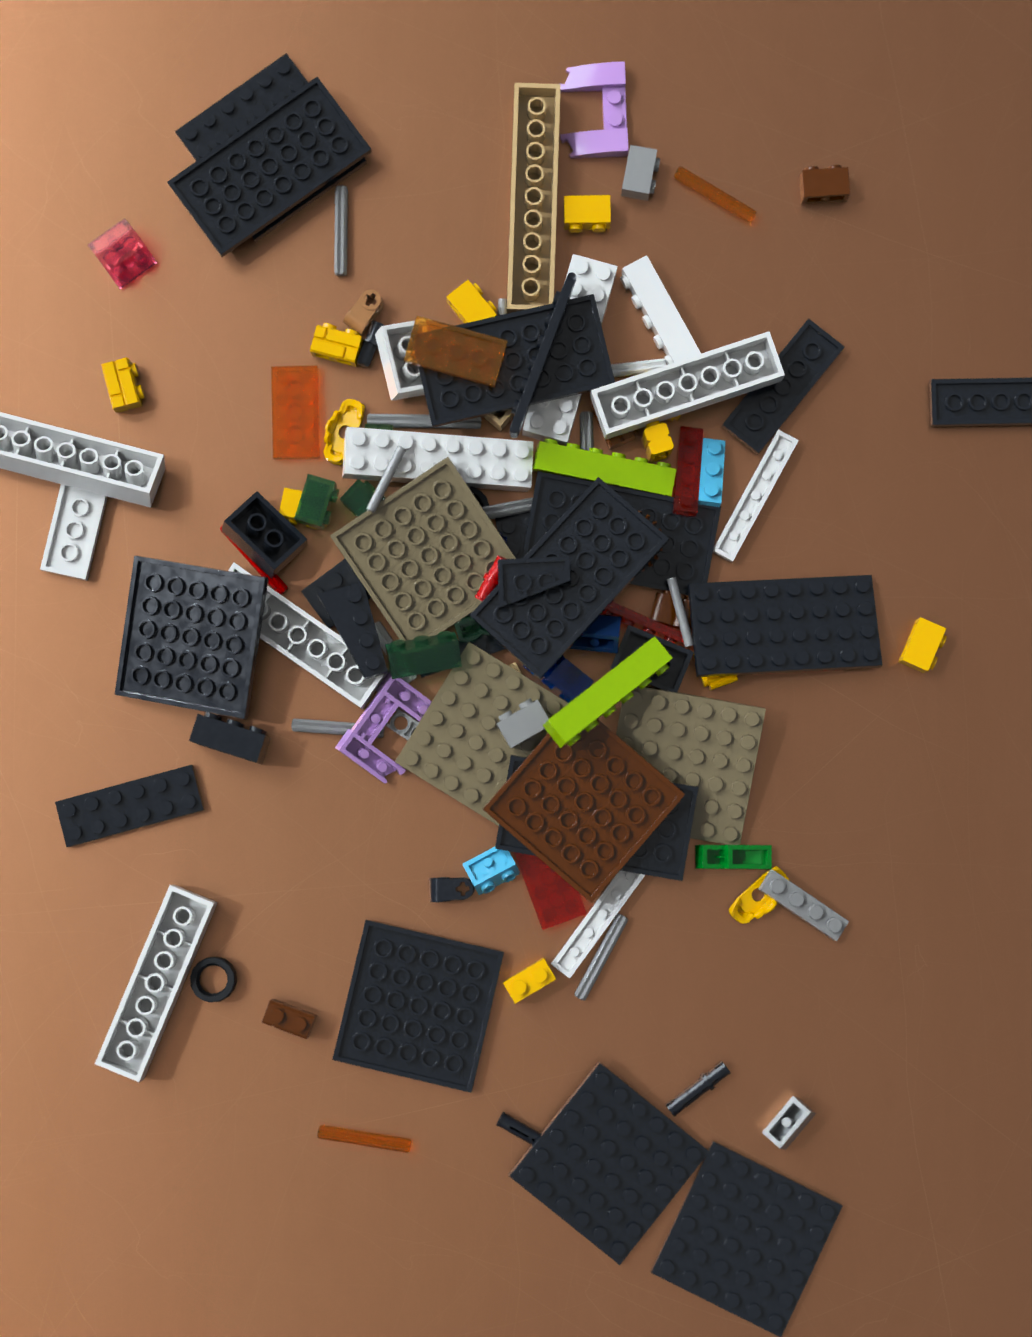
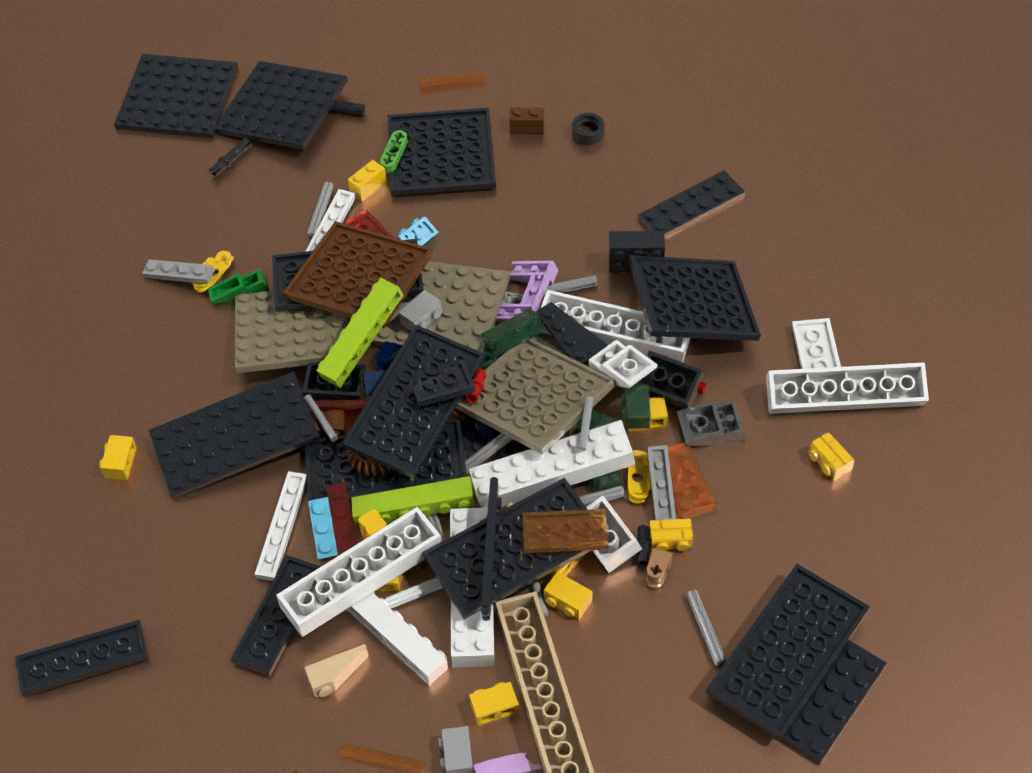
camera: 165 degrees right, 30 degrees down
(122, 253) = (882, 551): clear pink slope -> none
(156, 983) = (625, 114): white brick -> none
(236, 470) = (711, 424): none -> flat silver slope
(313, 556) = (622, 364): none -> white slope
(324, 404) = (661, 482): none -> light grey plate
(445, 889) = (442, 215): black piece -> none
(477, 1035) = (392, 144): none -> bright green beam
(746, 298) = (332, 672): none -> tan slope
(789, 1123) = (160, 151): light grey brick -> none

